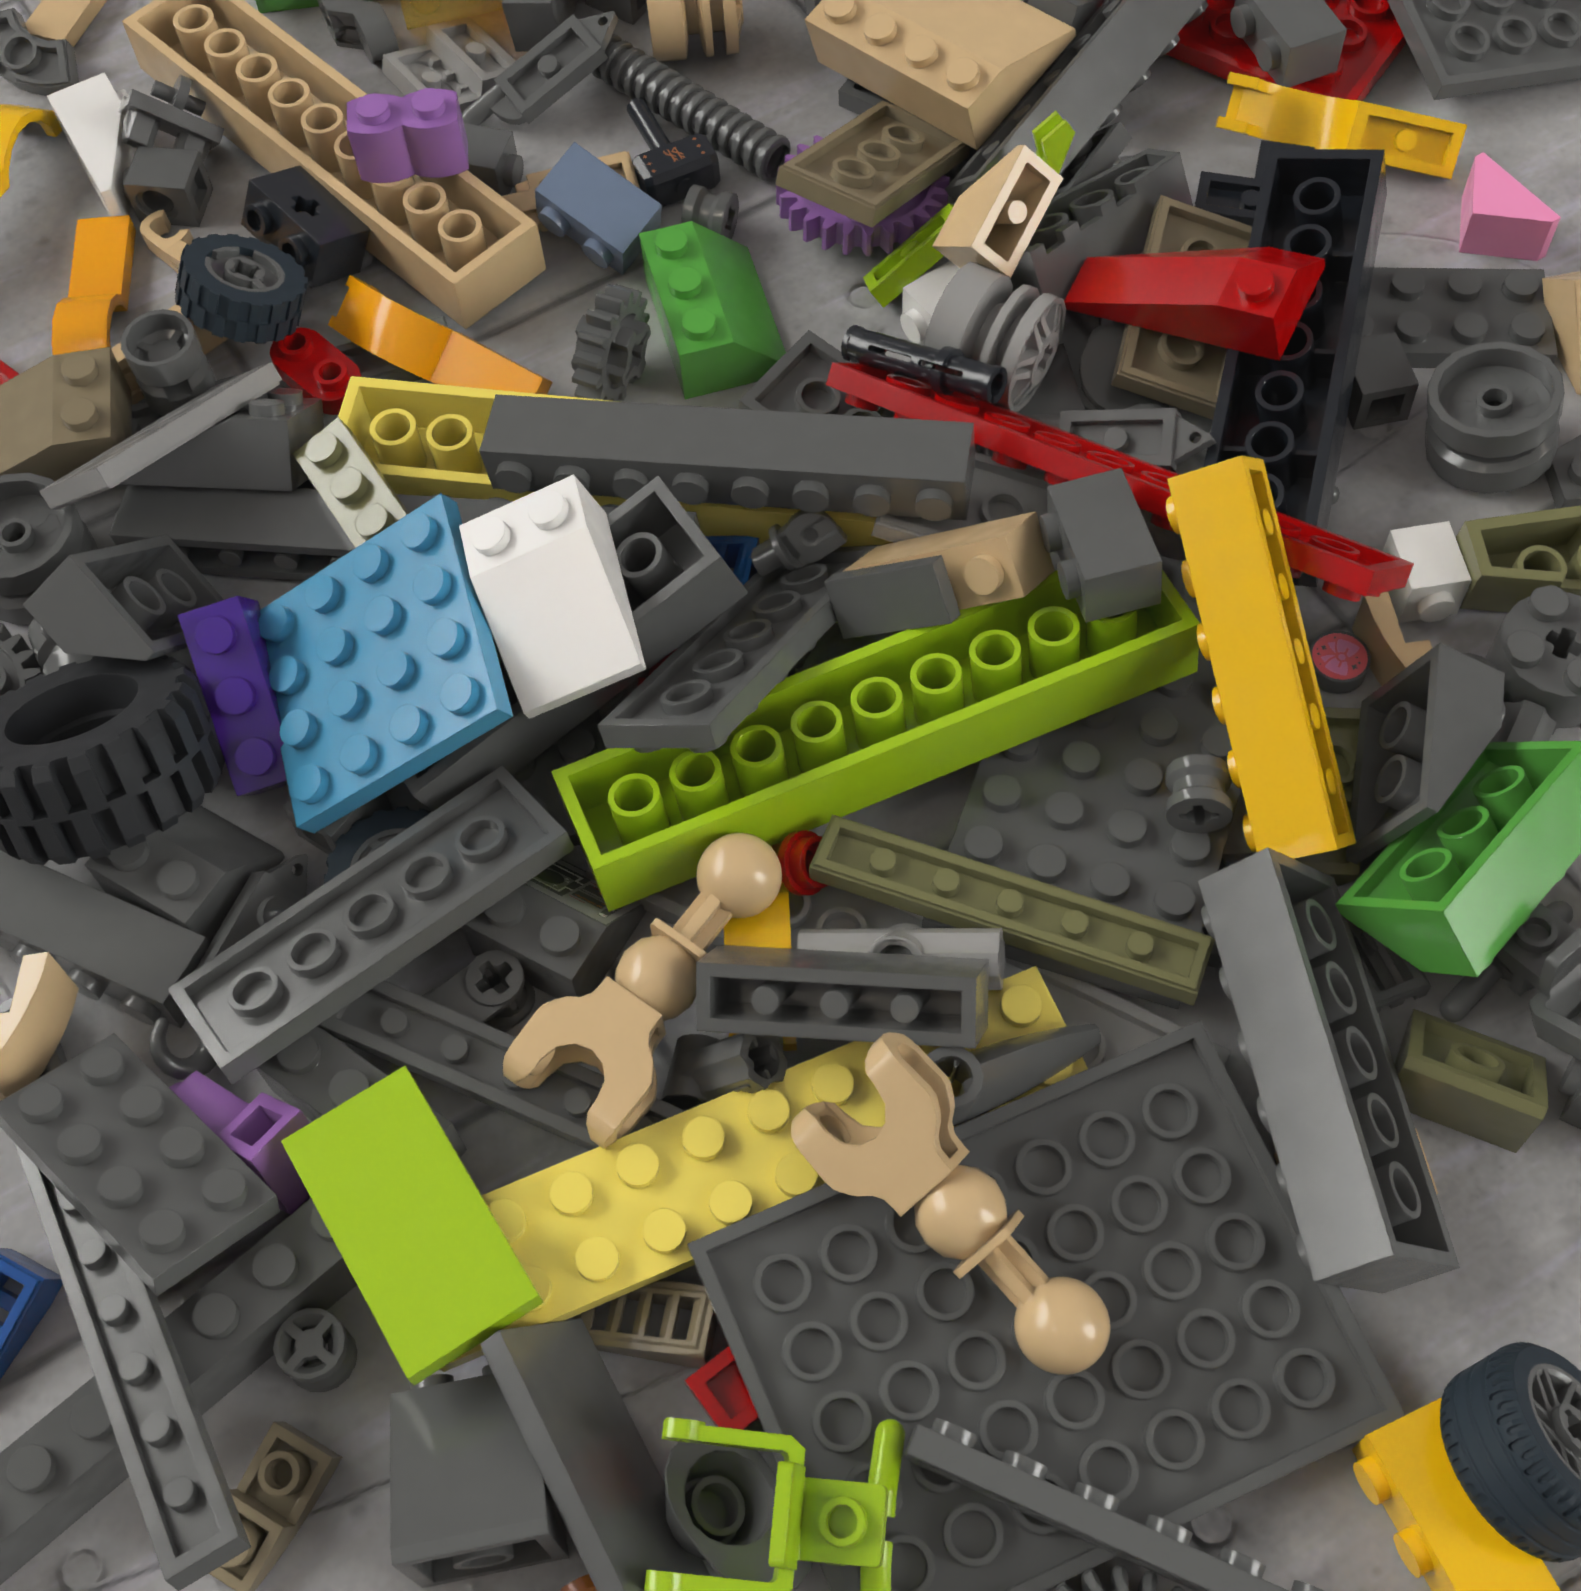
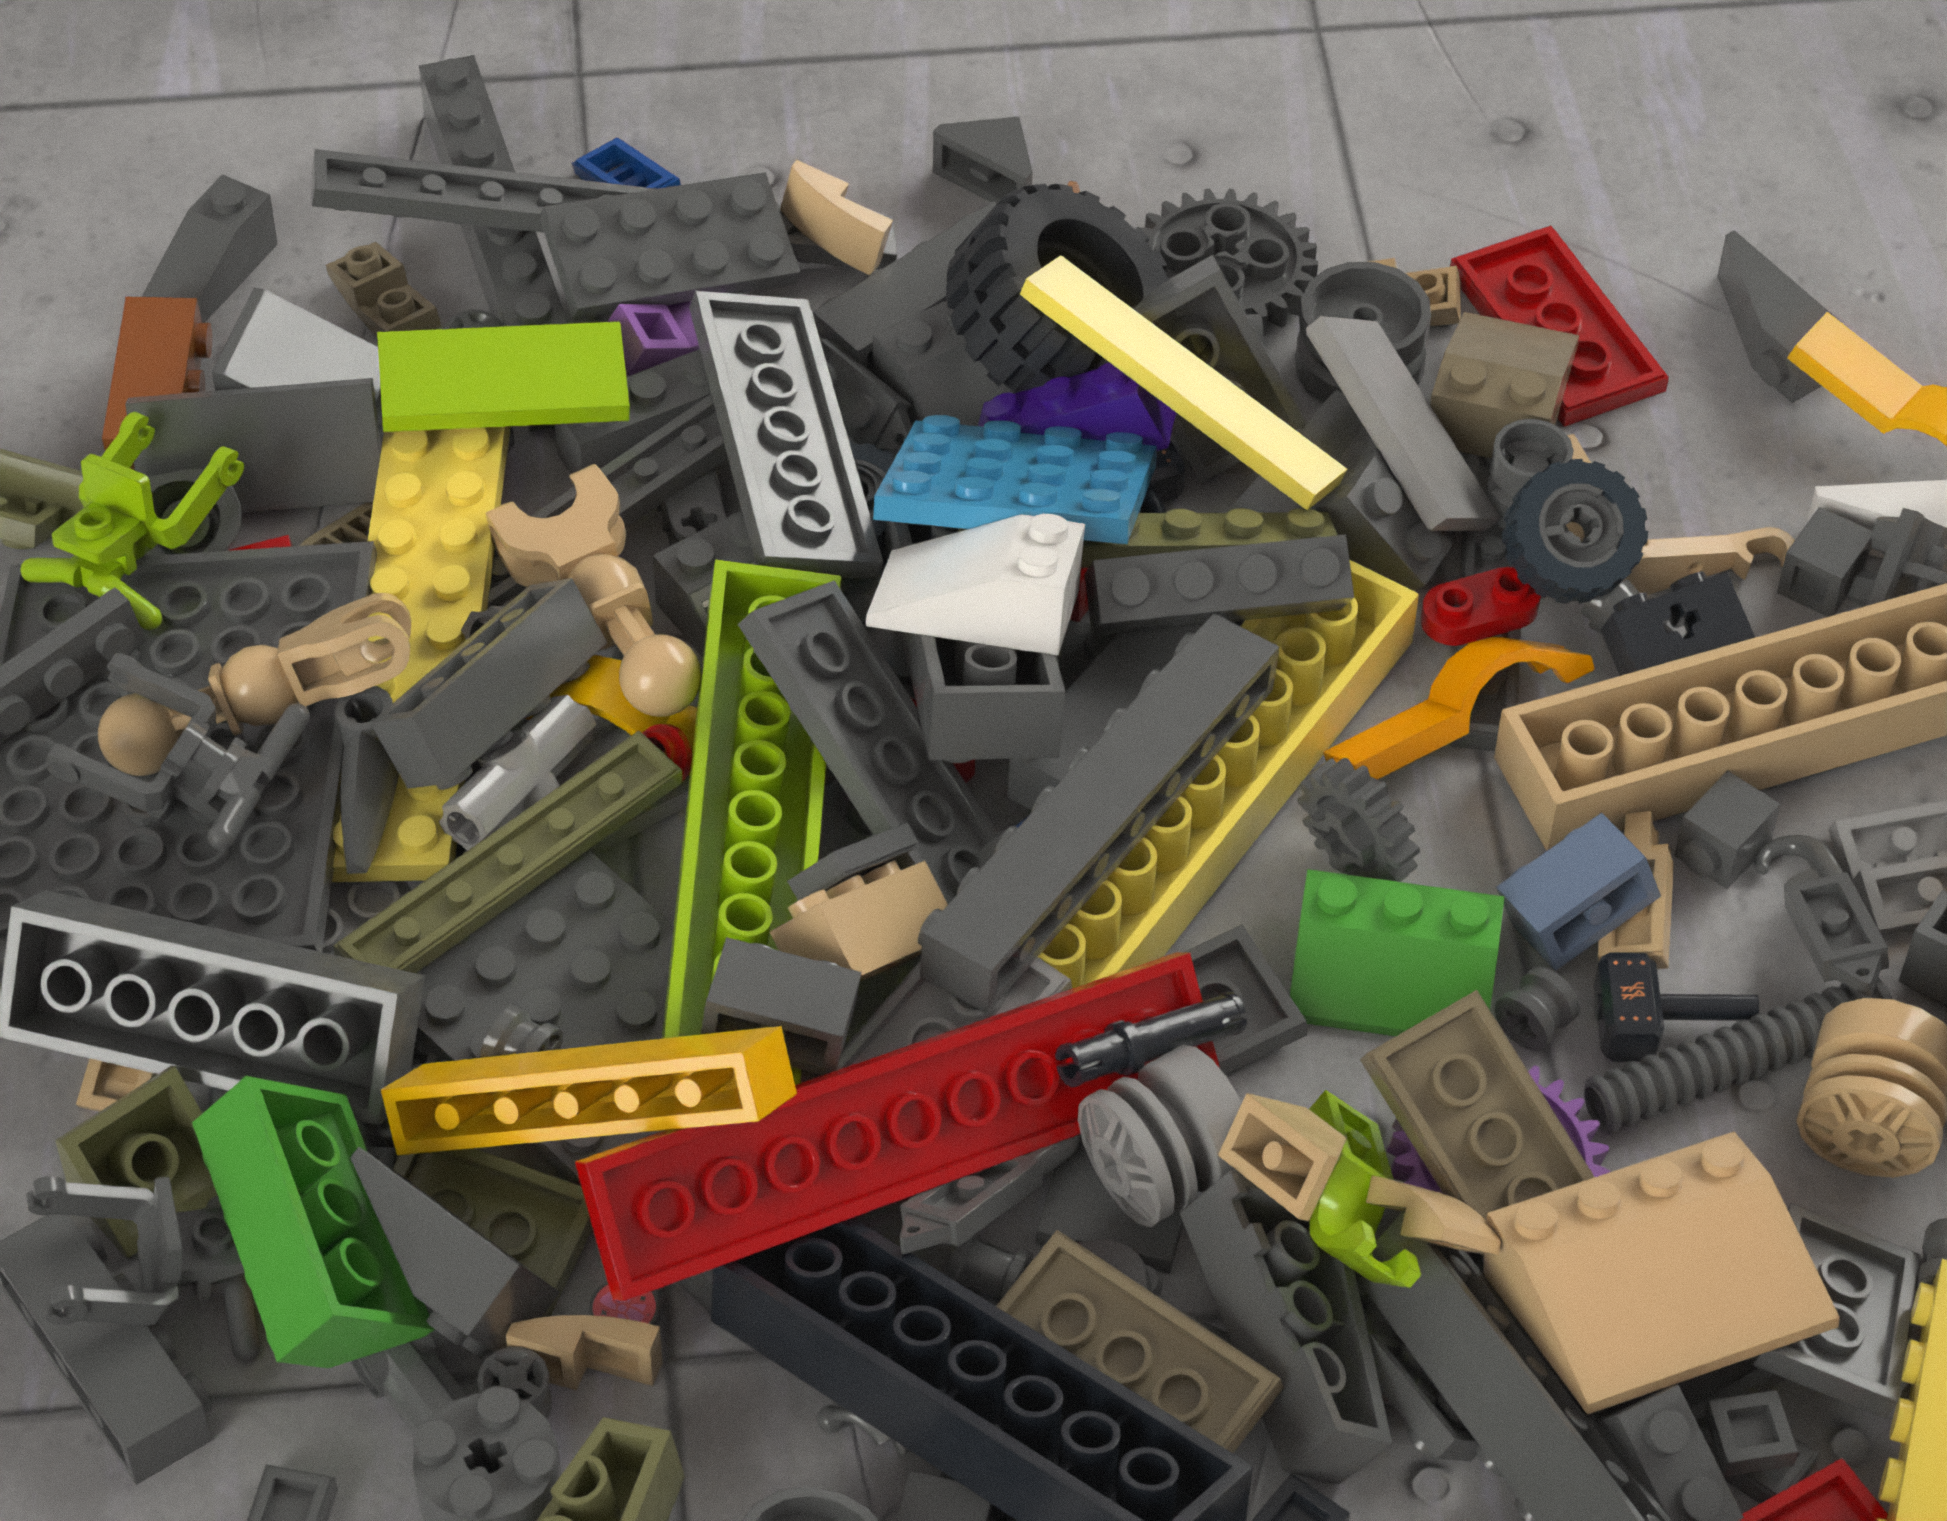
camera: 110 degrees right, 10 degrees down
(97, 284) = (1698, 479): light orange piece -> none
(201, 575) = (1183, 382): none -> light yellow tile
(407, 135) = (1714, 707): medium lavender brick -> none
(421, 443) = (1226, 581): none -> dark grey brick
(984, 132) = (1434, 1216): none -> tan slope
(1091, 1224) = (197, 769): none -> dark grey piece
(1210, 296) = (1076, 1314): red wedge -> none
(1438, 572) = (683, 1409): white brick -> none

